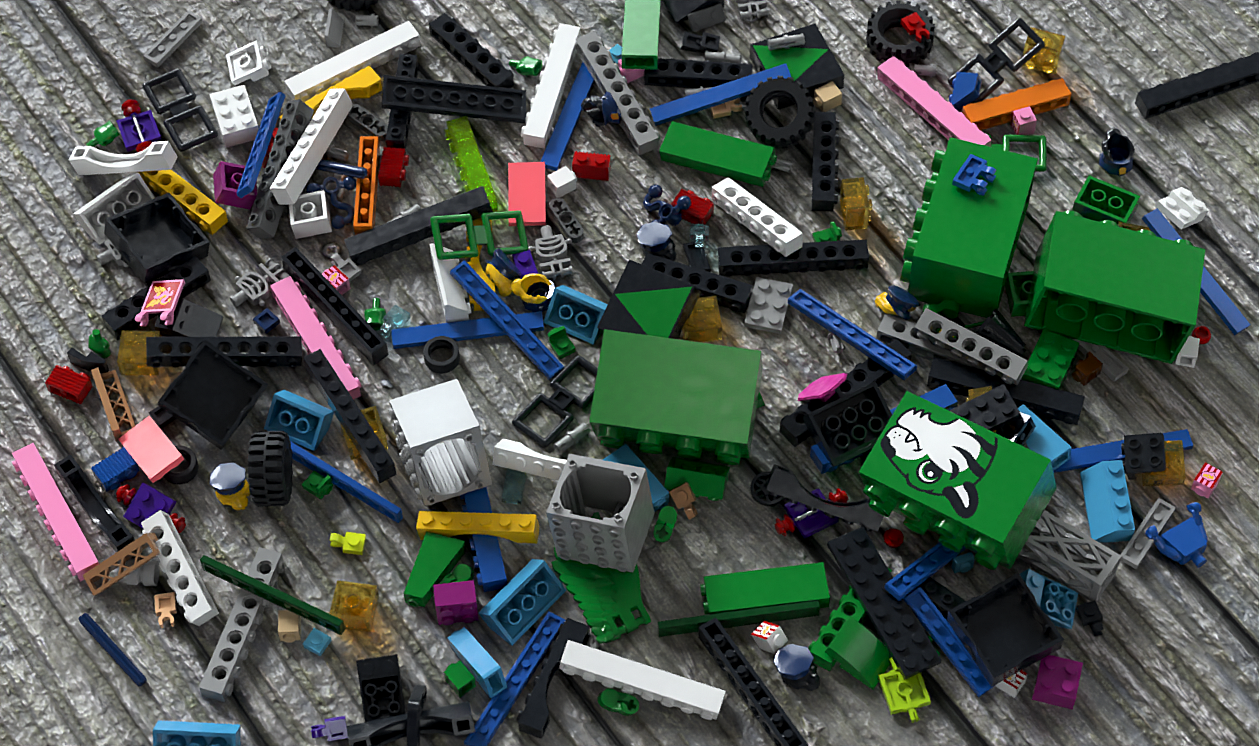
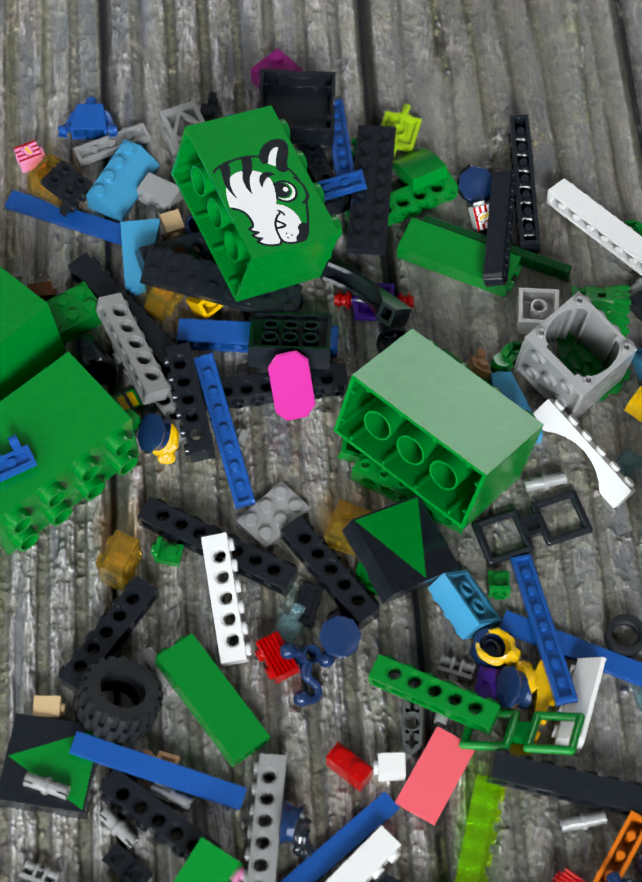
camera: 150 degrees left, 5 degrees up
(572, 230) = (482, 721): none -> green brick
(664, 572) = (534, 307): none -> white brick
(743, 618) = (499, 228): none -> black beam
(881, 330) = (182, 356): none -> black brick
(1070, 507) = (159, 193): none -> light grey brick

